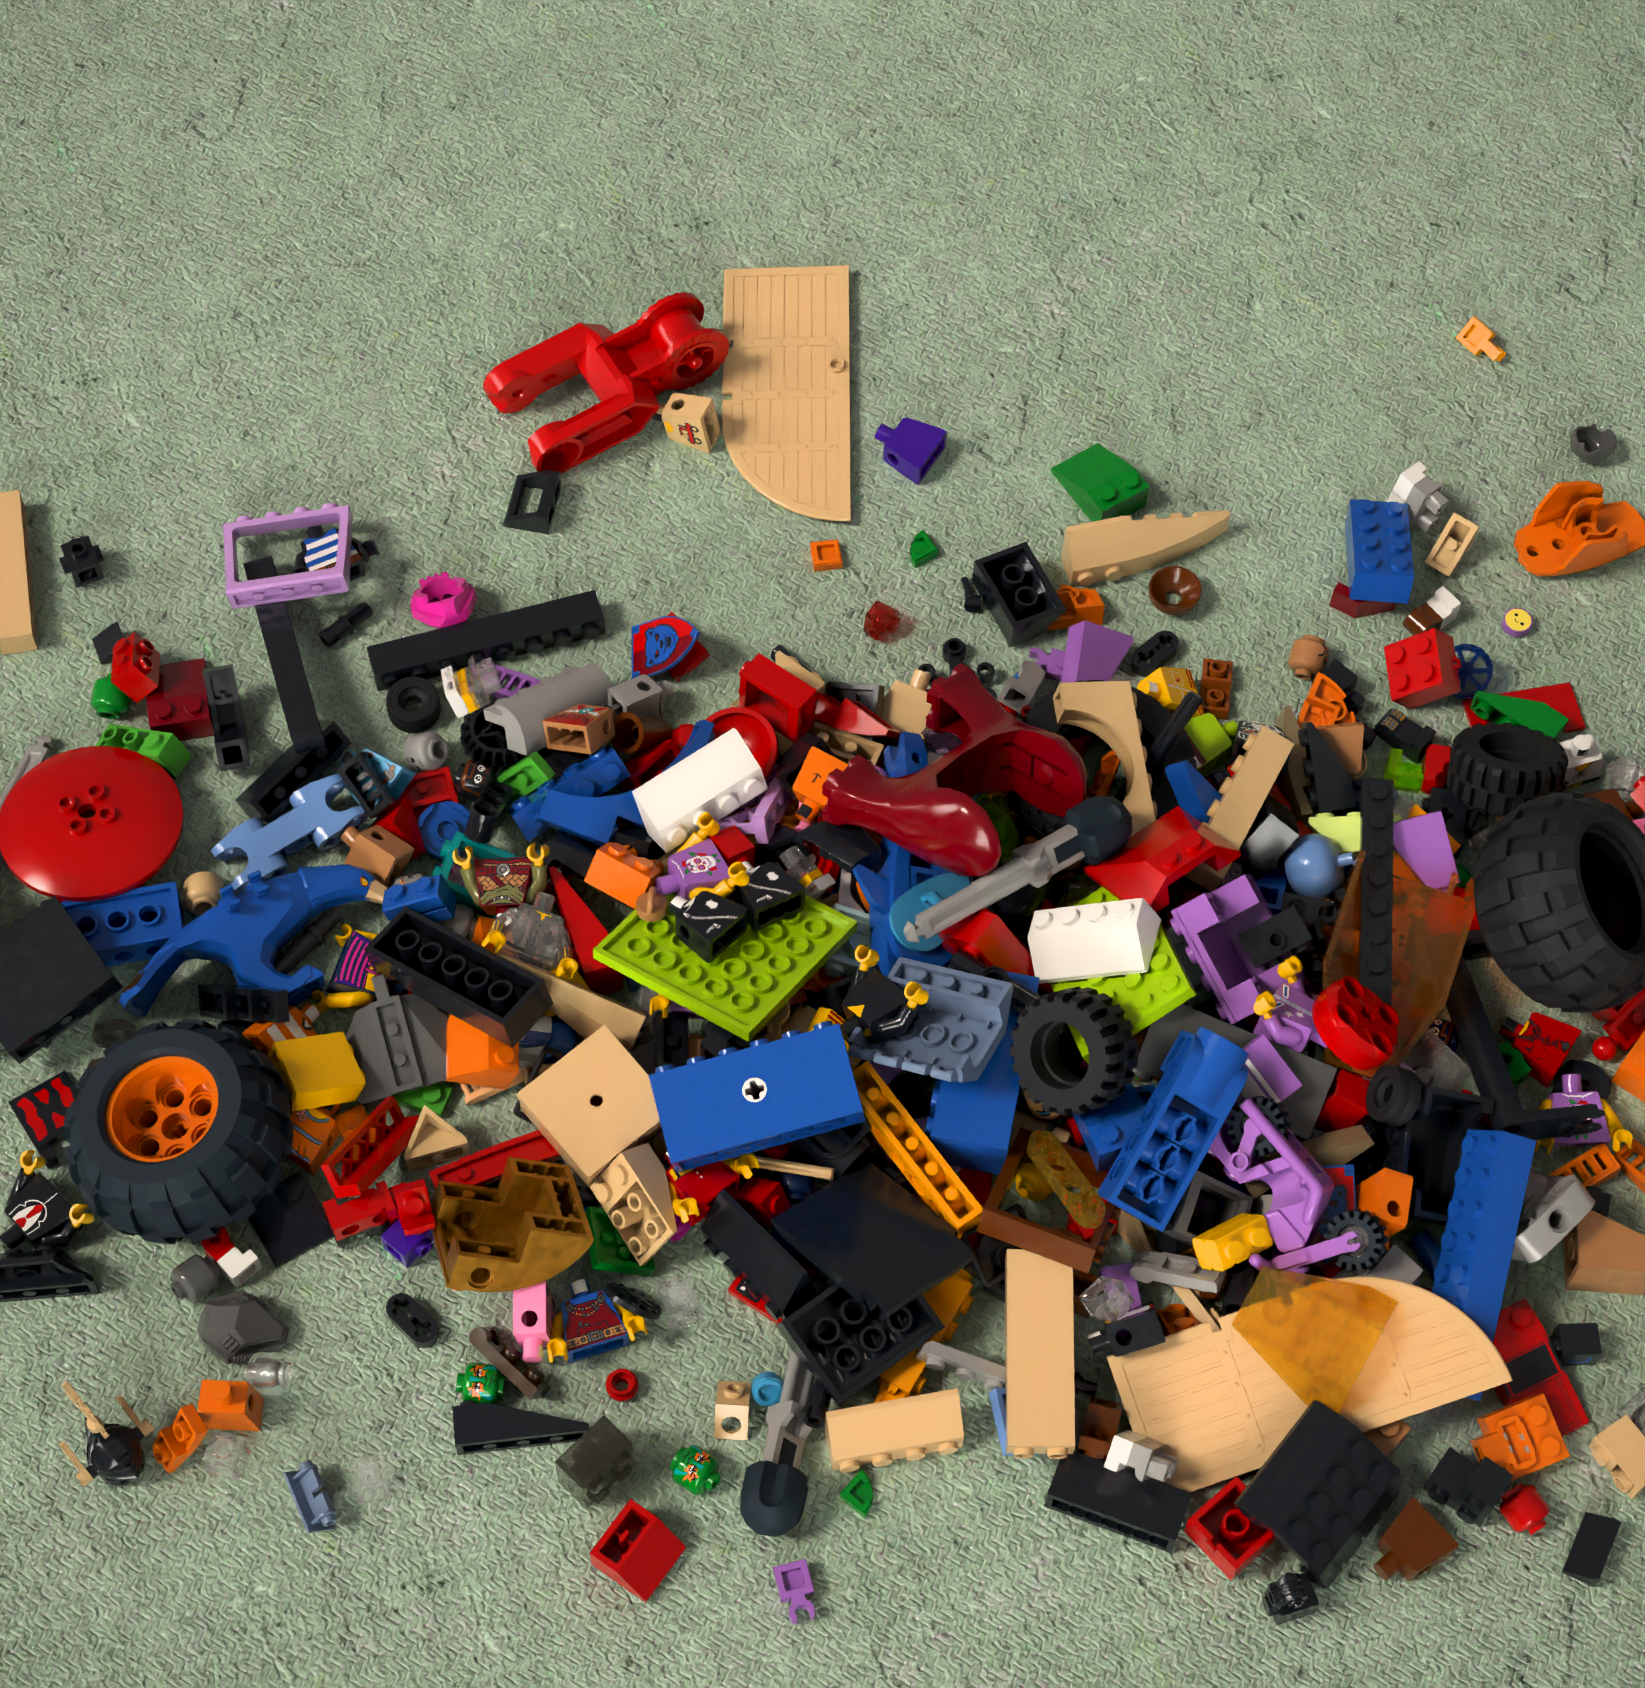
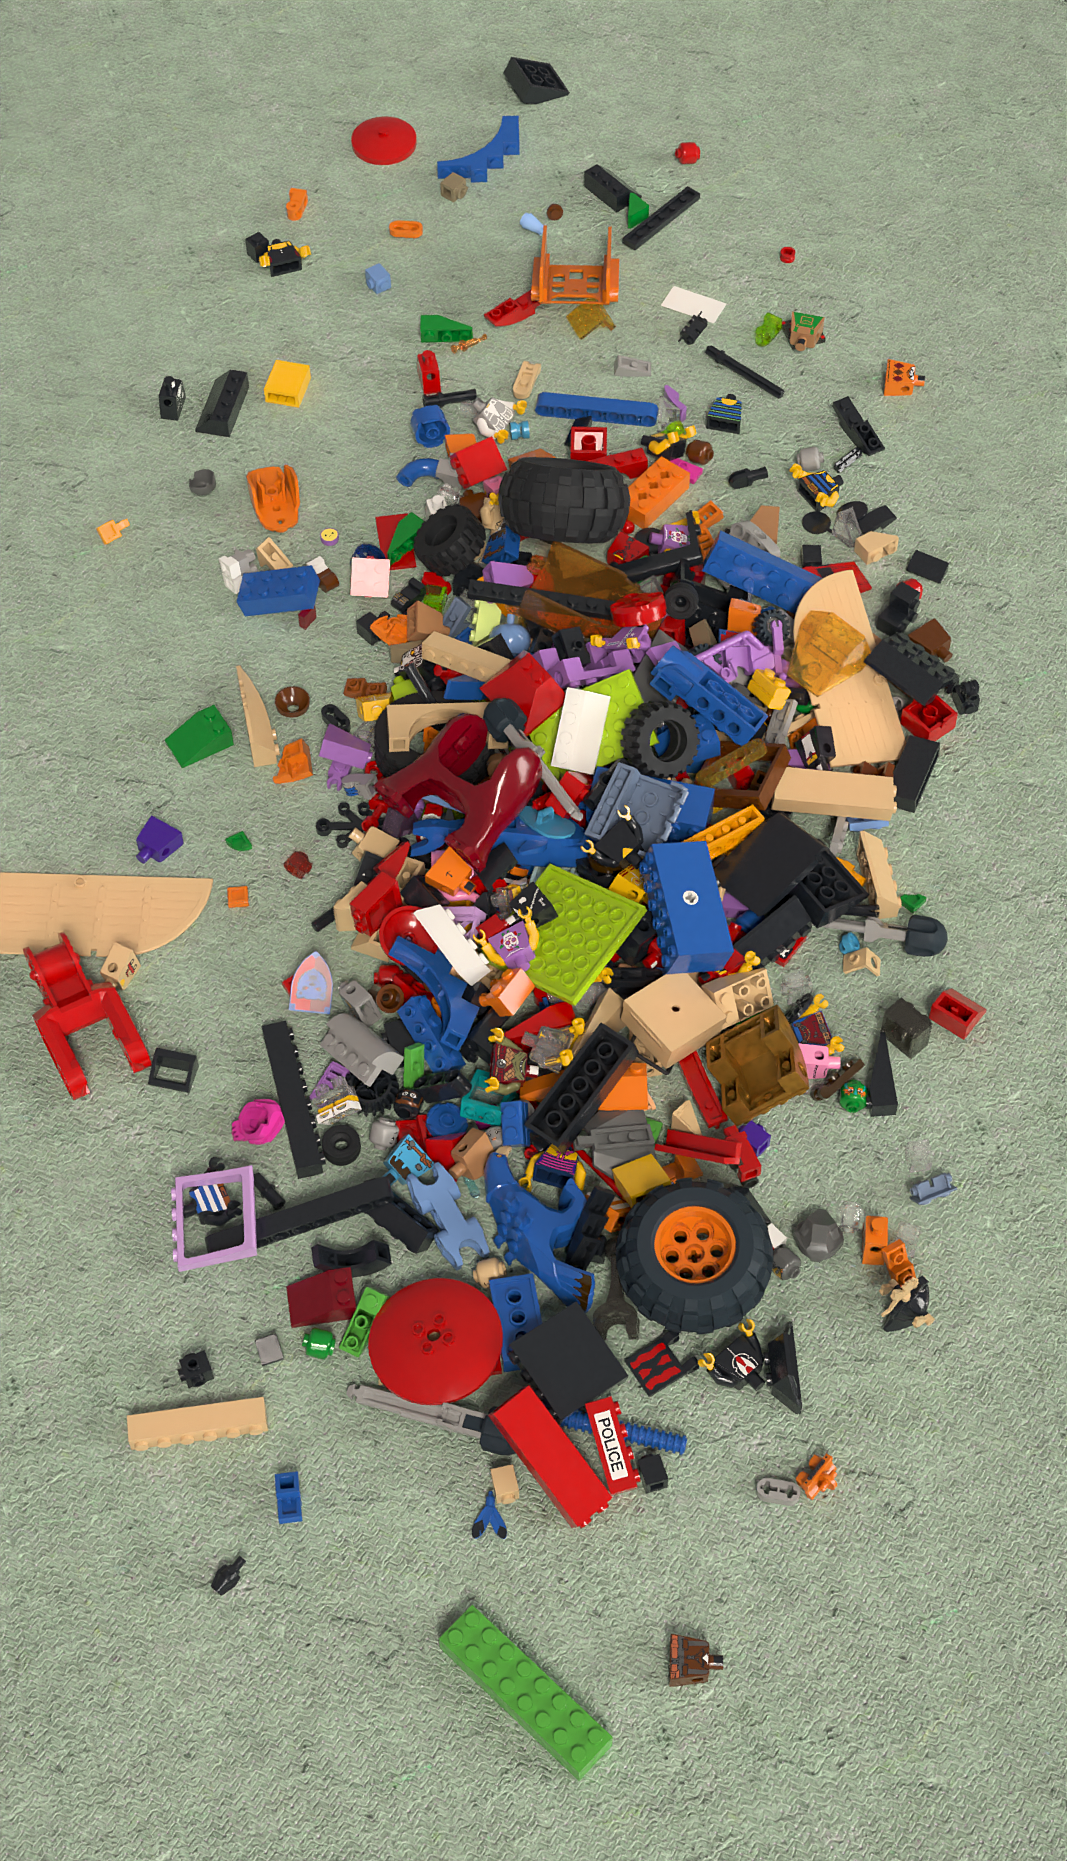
camera: 85 degrees left, 5 degrees down
(135, 666) = (301, 1320): red brick -> none
(352, 781) = (404, 1165): black slope -> none
(407, 1326) = (805, 1135): black beam -> none
(414, 1207) = (746, 1122): red bracket -> none
(580, 728) = (387, 1022): medium nougat torso -> none
(618, 1376) = (848, 1017): red plate -> none
(651, 905) = (537, 972): medium nougat tile -> none
(695, 1469) = (903, 981): green head -> none
(708, 923) = (557, 935): black torso -> none
(795, 1585) = (973, 934): medium lavender plate -> none
(972, 602) = (286, 815): black hand -> none
(1017, 593) = (288, 784): black slope -> none
(1111, 1304) = (802, 755): clear brick -> none
(1141, 1453) = (893, 751): light grey hips -> none
(1308, 657) = (349, 638): medium nougat head -> none
(1329, 779) = (448, 624): black slope -> none
(1521, 1437) = (873, 587): orange piece -> none

